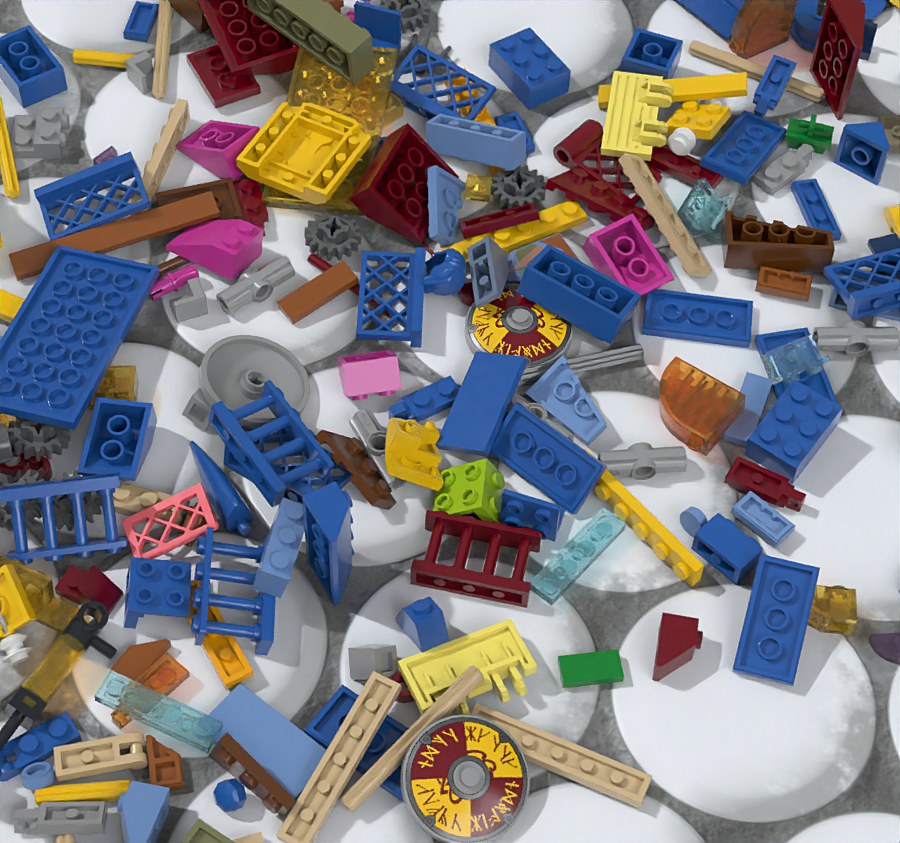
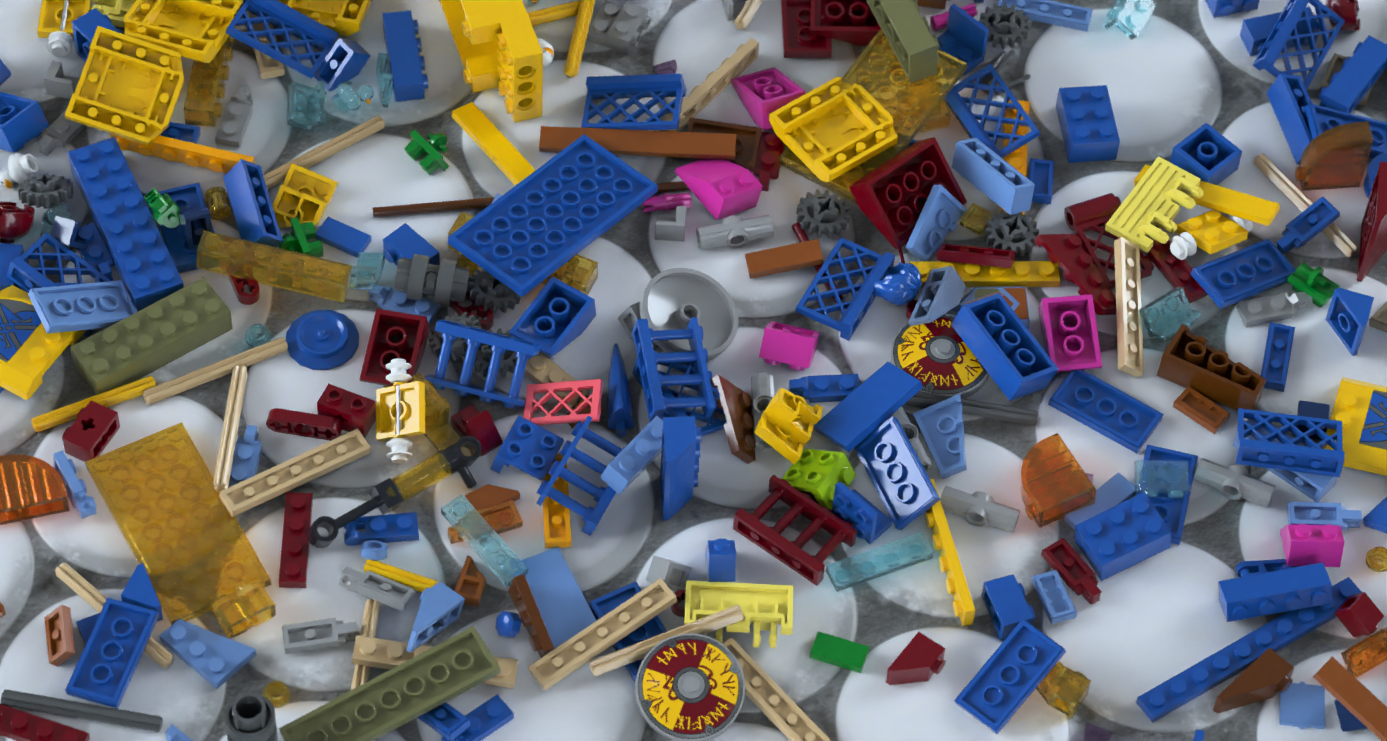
camera: 25 degrees right, 0 degrees up
(100, 756) = (426, 556): tan plate -> none
(692, 520) = (992, 571): medium blue tile -> none

